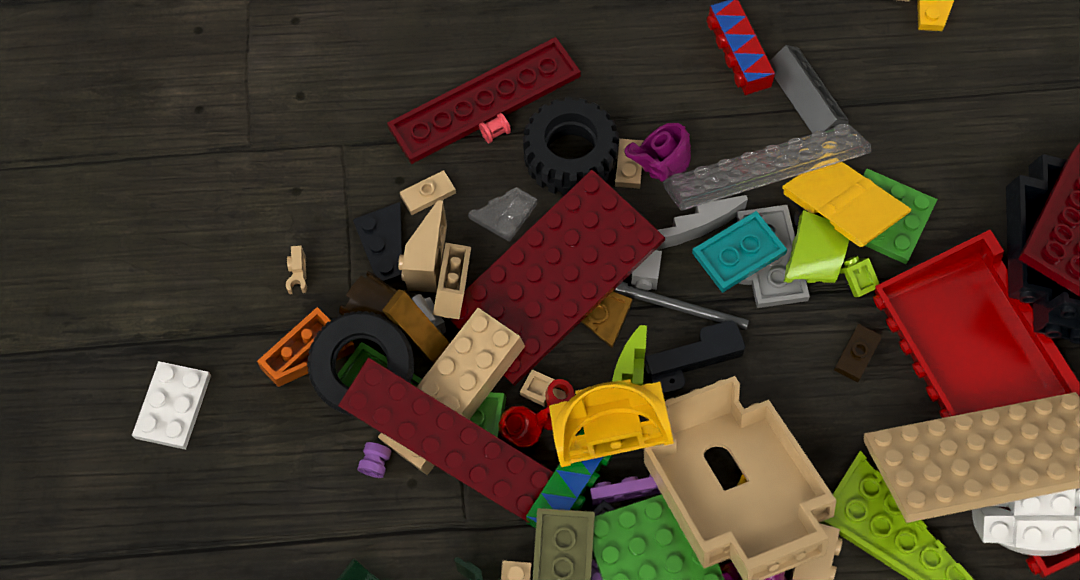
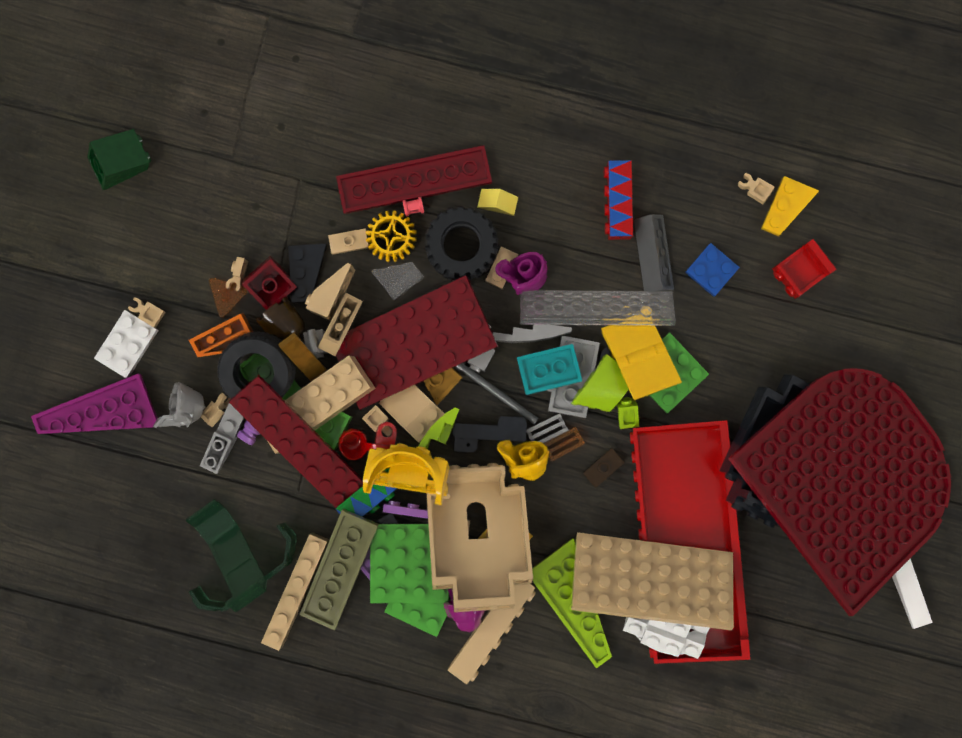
camera: 20 degrees right, 20 degrees up
(101, 186) = (117, 158): none -> dark green slope
(171, 492) = (109, 408): none -> magenta wing
(193, 355) = (149, 313): none -> tan plate
(273, 453) = (184, 406): none -> light grey head
(289, 307) = (225, 298): none -> clear orange piece
(318, 448) = (214, 411): none -> tan plate
(341, 265) = (269, 283): none -> dark red slope
(342, 474) = (223, 440): none -> light grey slope
(492, 161) = (392, 220): none -> yellow gear
(582, 359) = (412, 411): none -> tan slope
(597, 89) = (498, 201): none -> light yellow slope
(757, 370) = (525, 459): none -> yellow head
(779, 316) = (561, 423): none -> light grey tile
(780, 356) = (578, 436): none -> clear orange tile
(884, 87) = (712, 269): none -> blue plate
(991, 51) = (803, 269): none -> red panel

